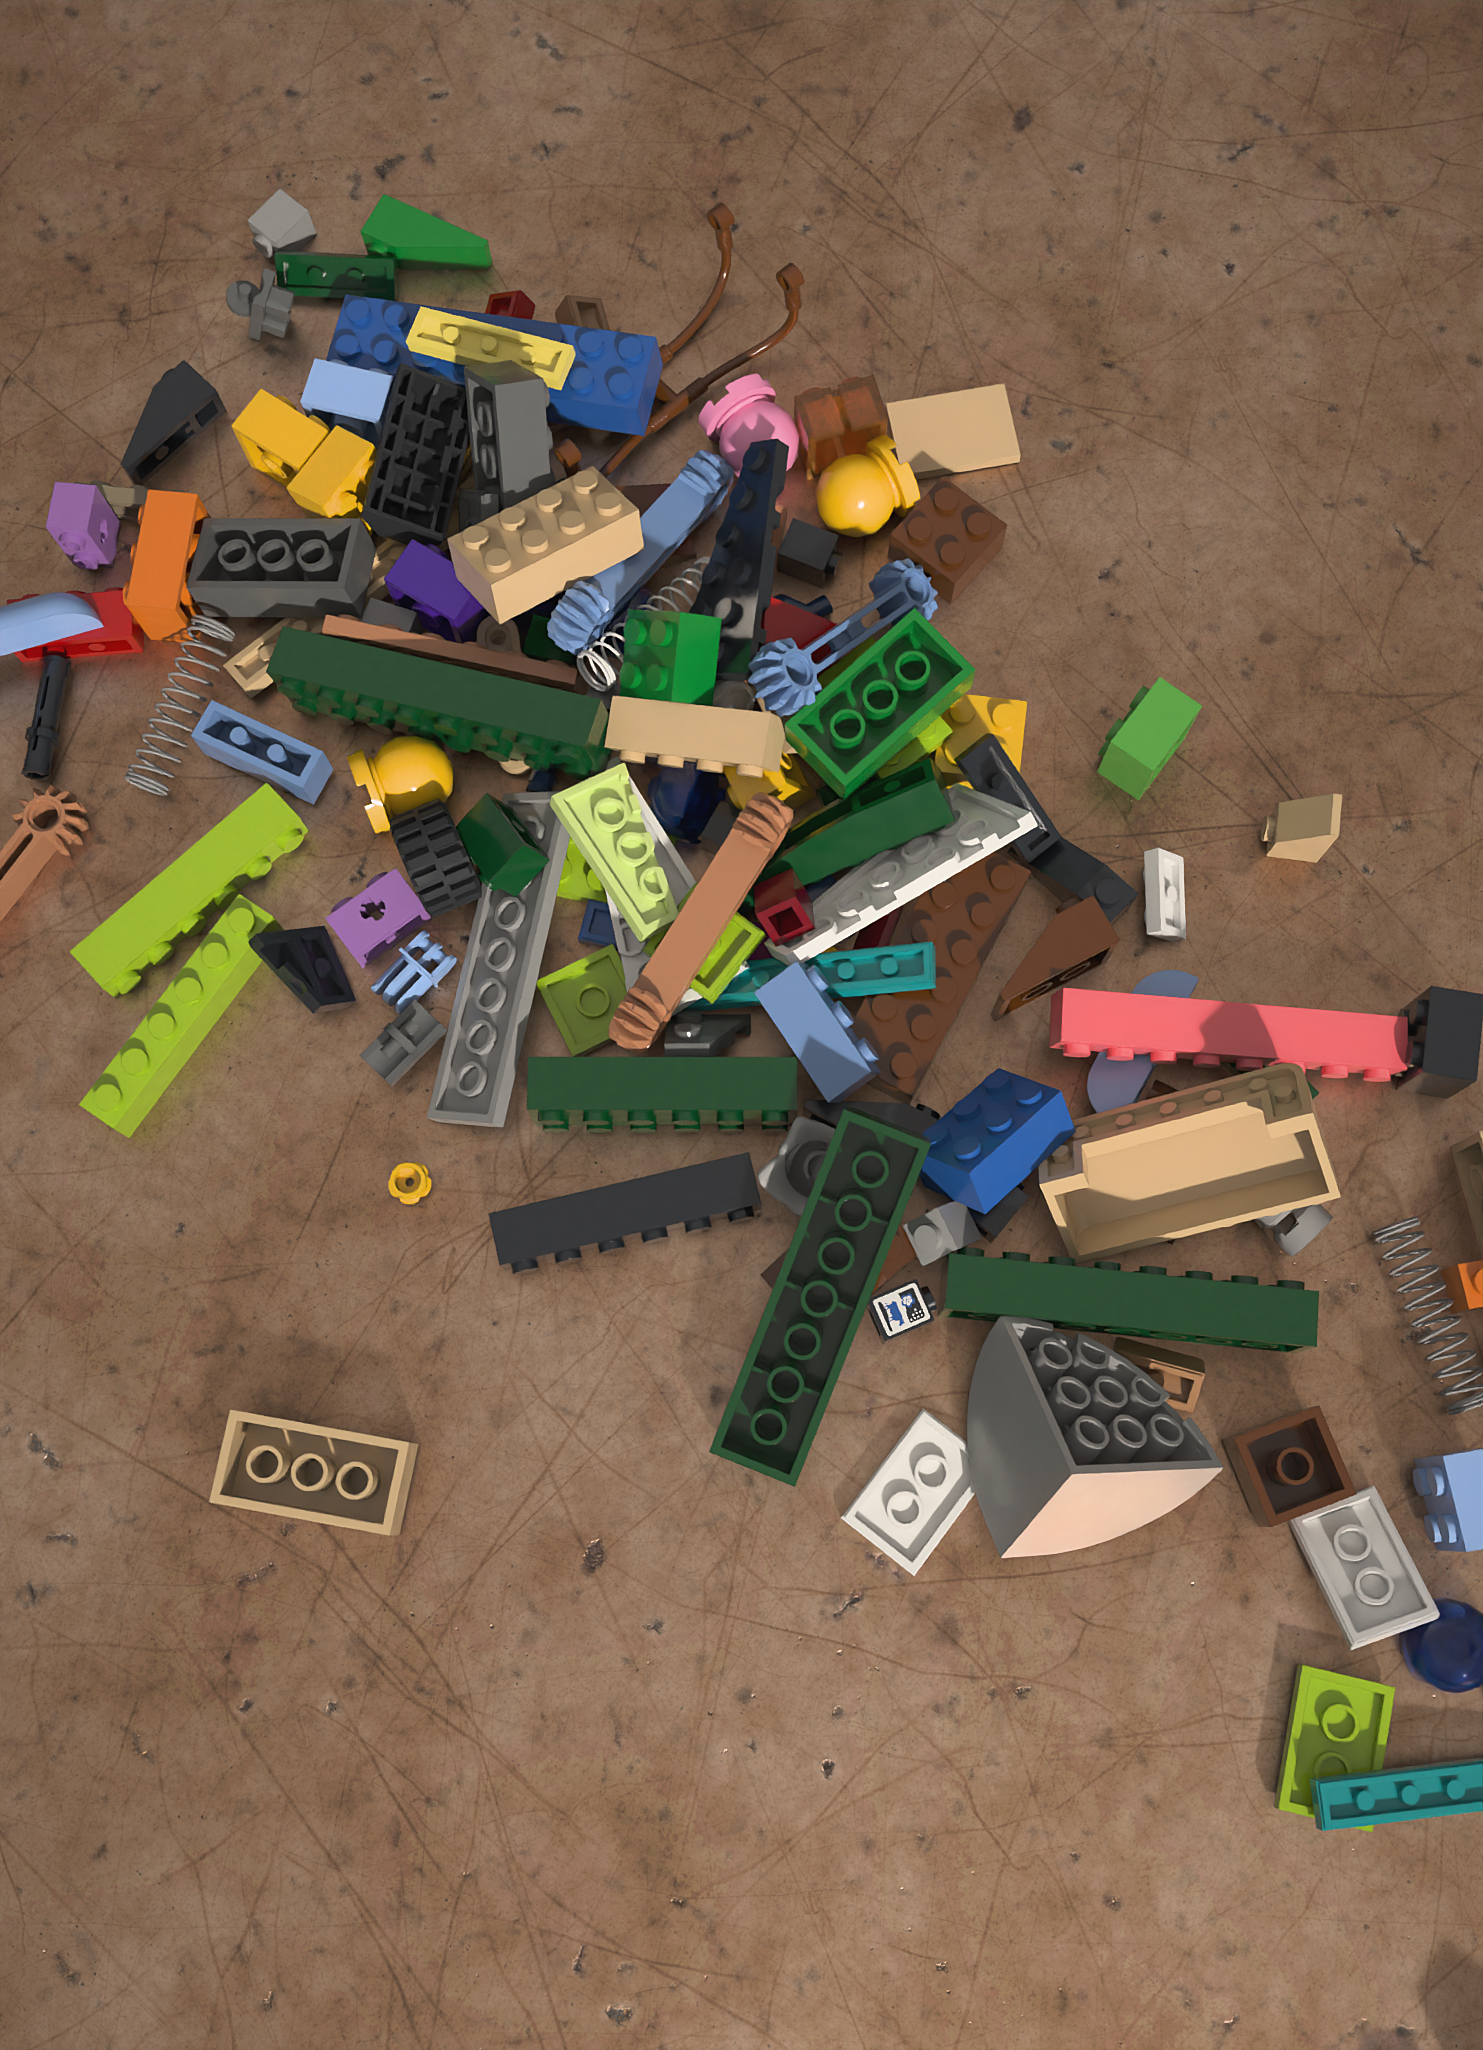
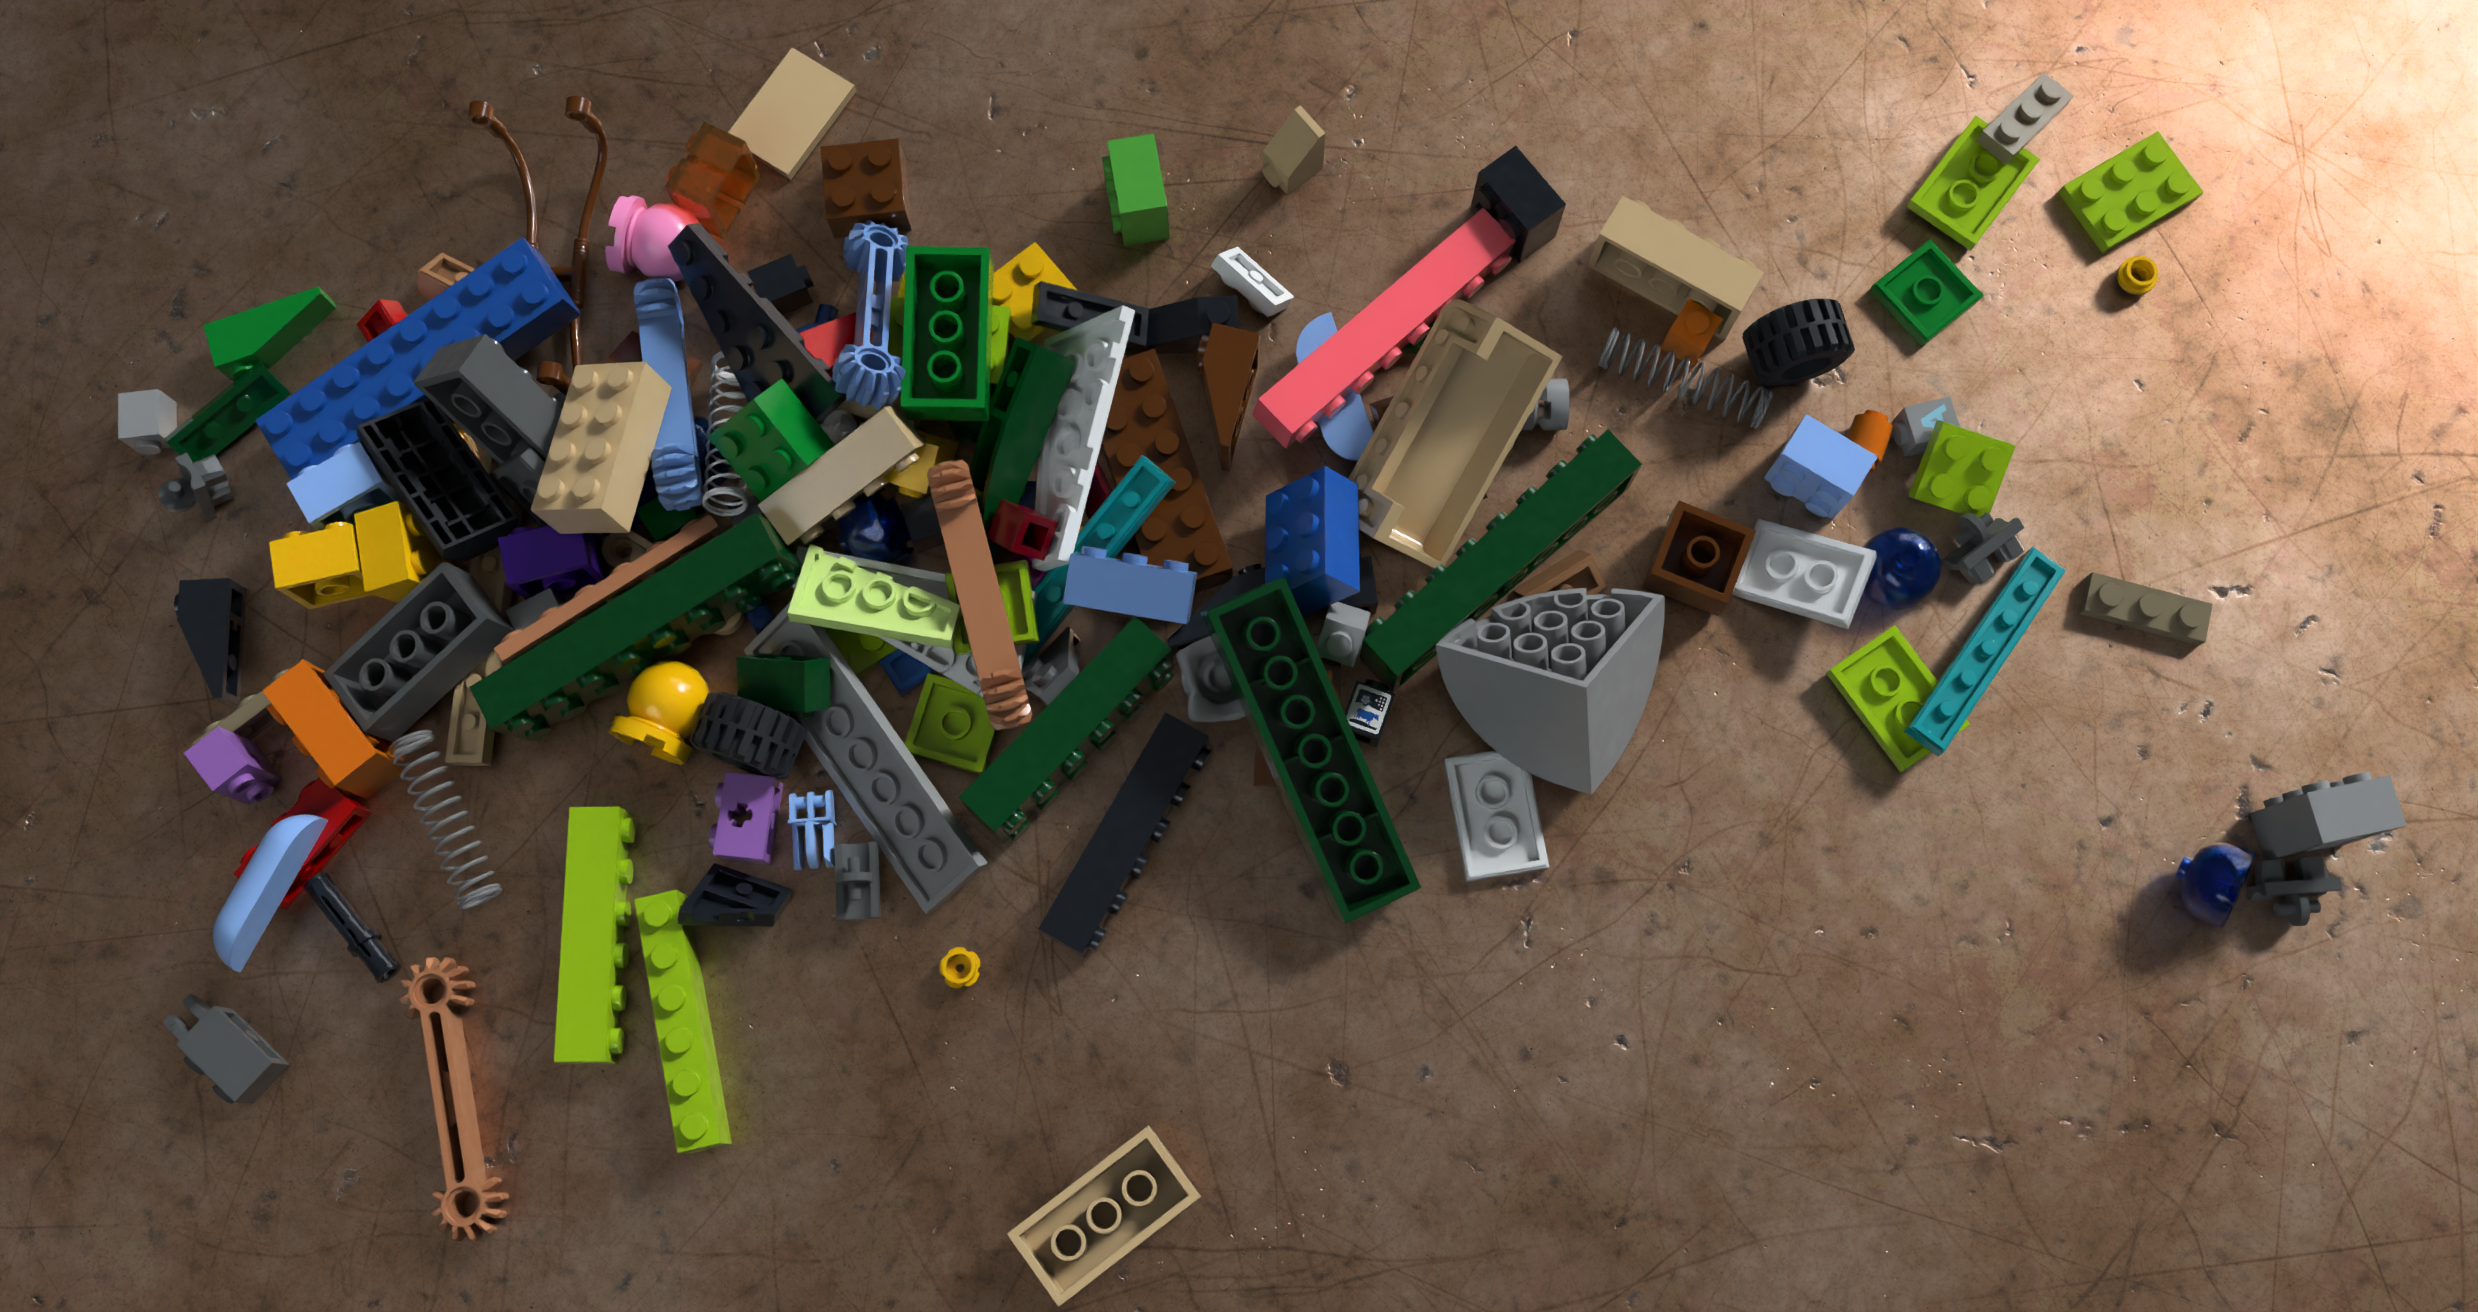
camera: 50 degrees left, 0 degrees up
(262, 752) = (542, 790): medium blue brick -> none
(479, 343) = (406, 355): light yellow plate -> none
(862, 491) = (776, 208): yellow tile -> none

